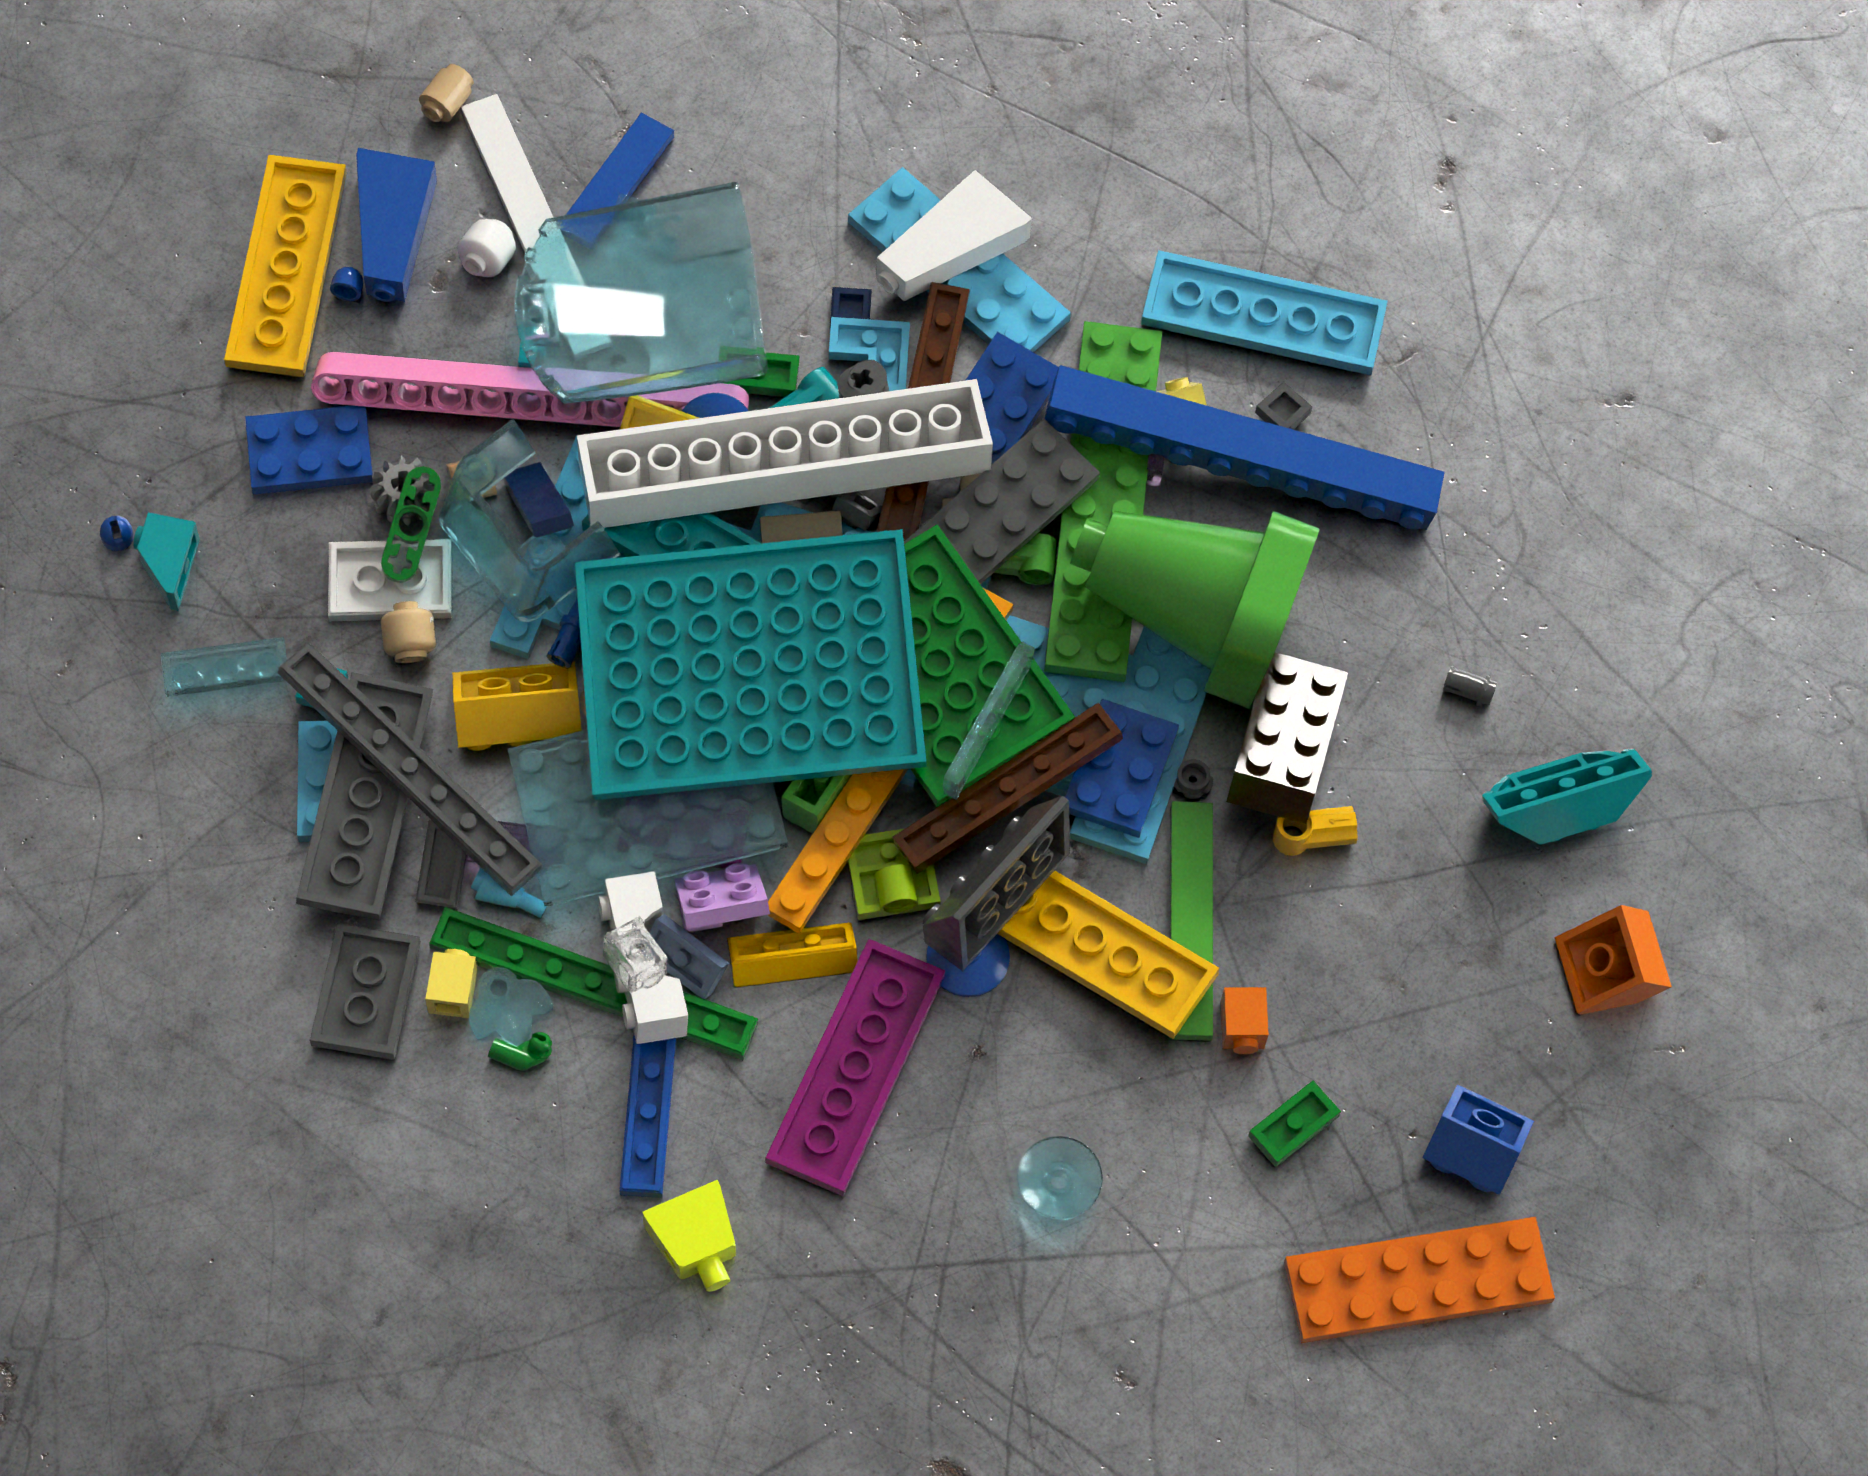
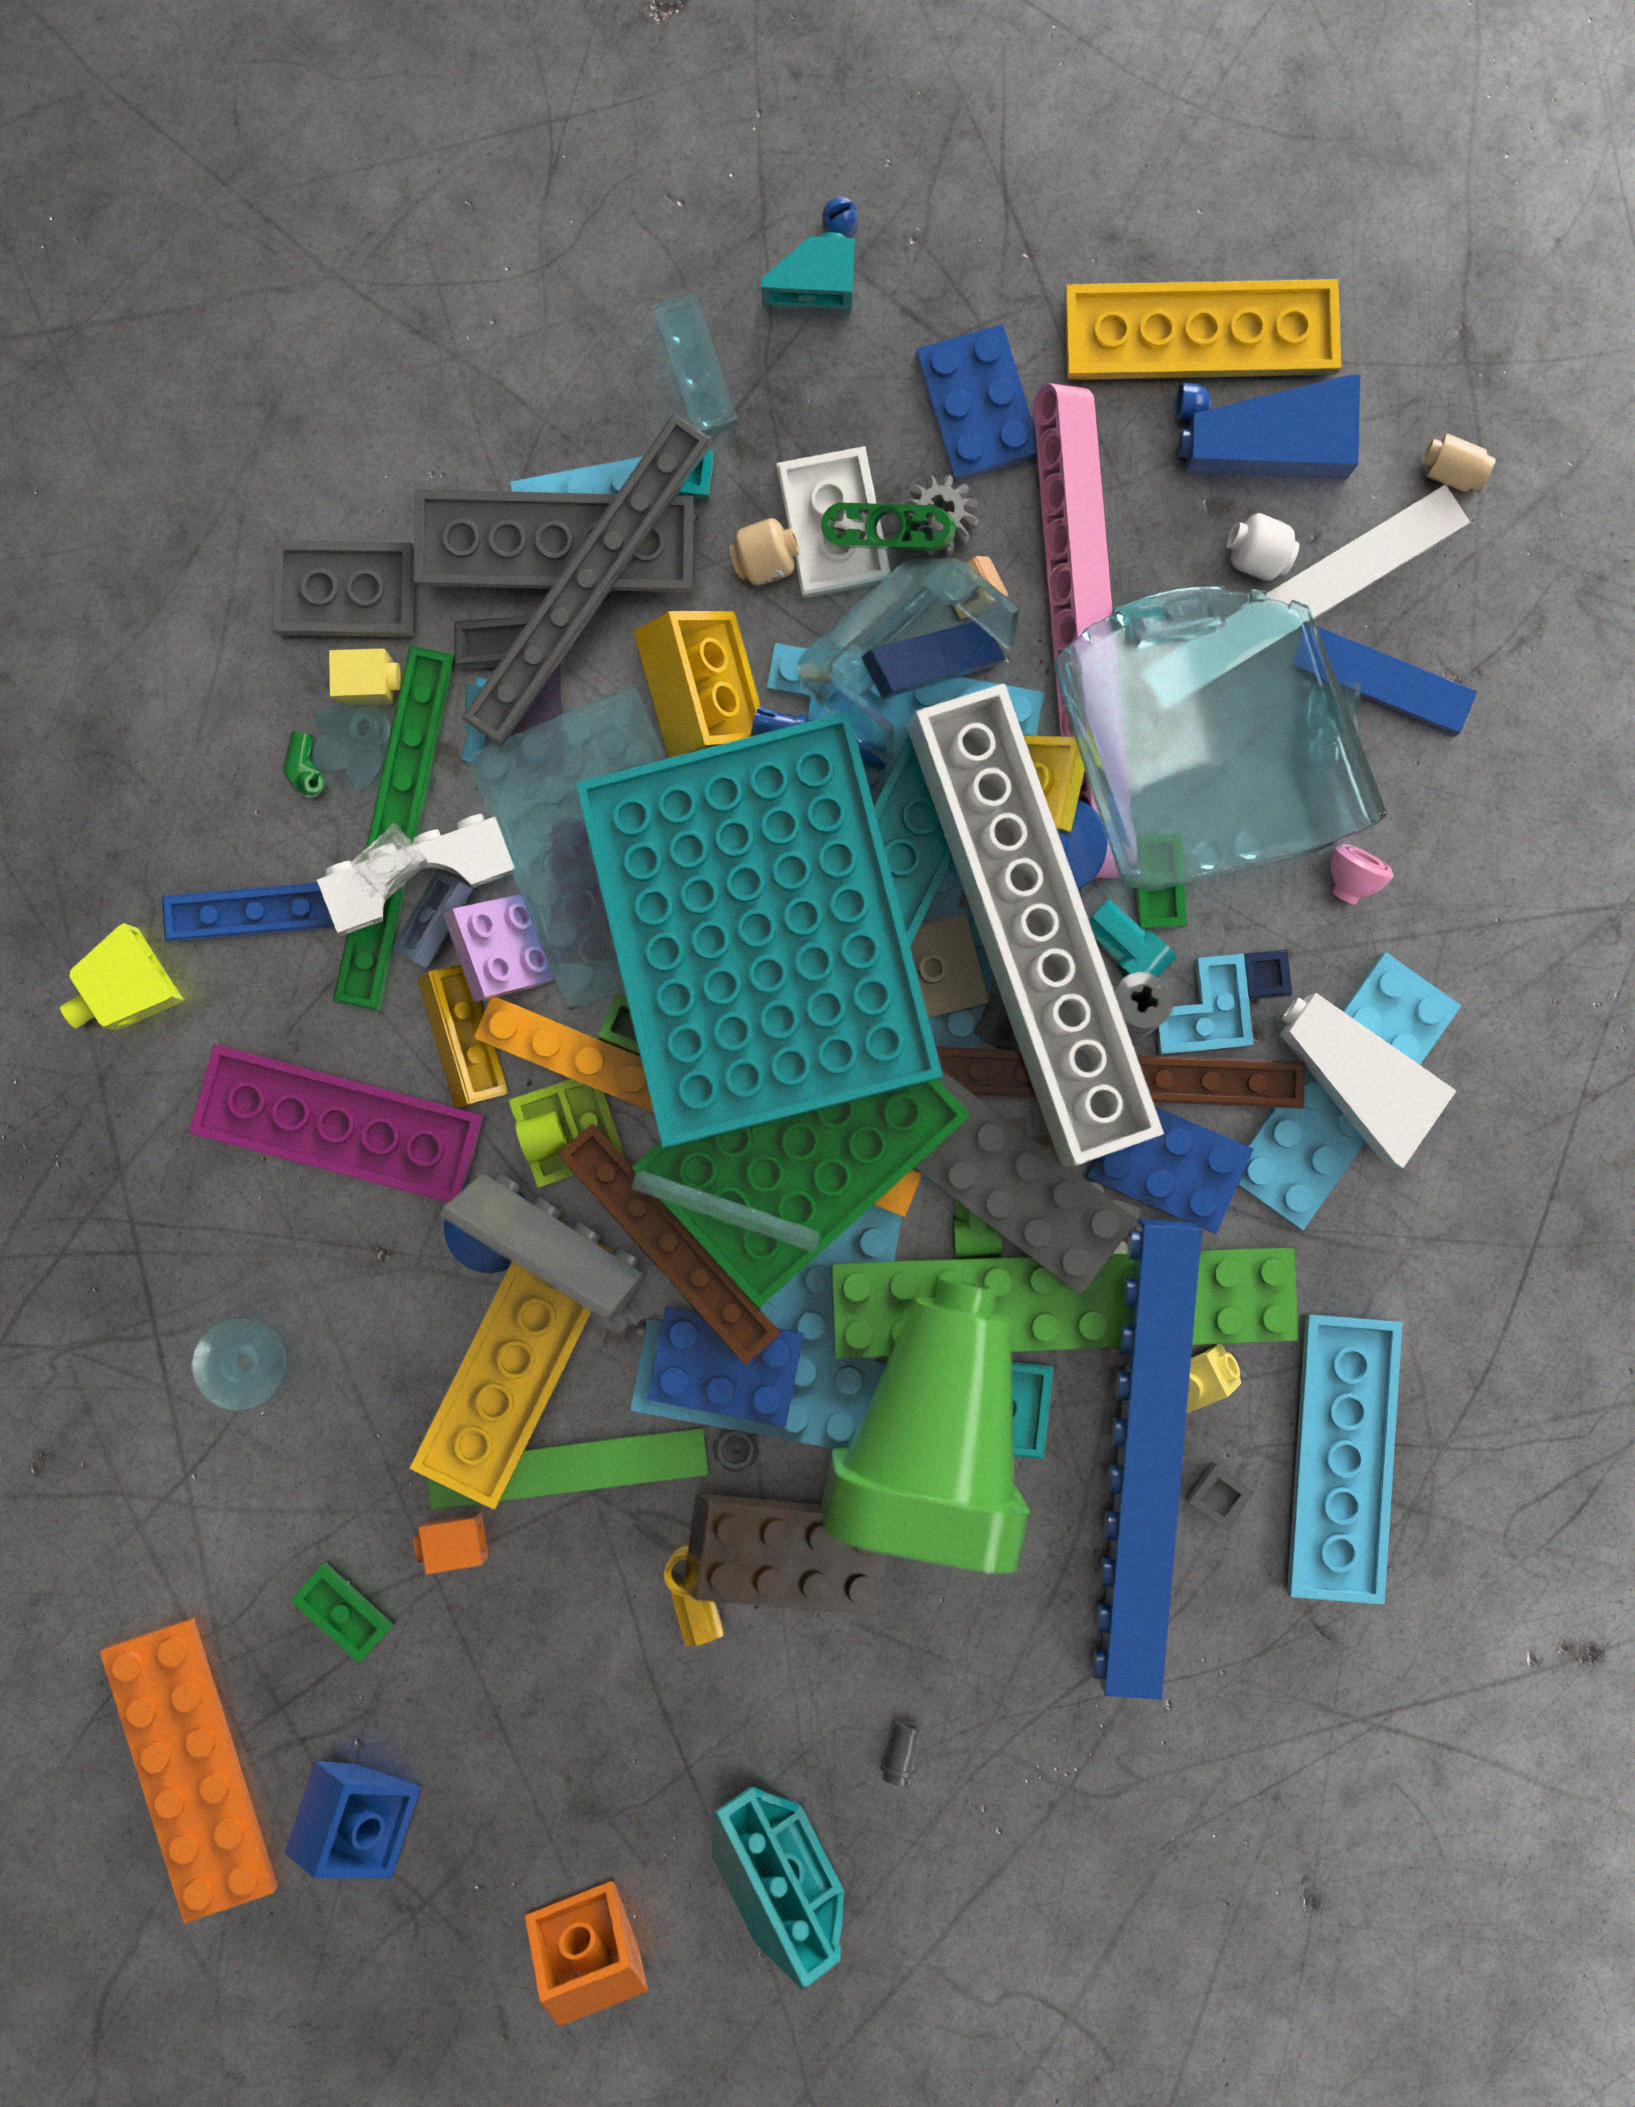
camera: 85 degrees right, 20 degrees up
(779, 223) = (1357, 873): none -> bright pink brick

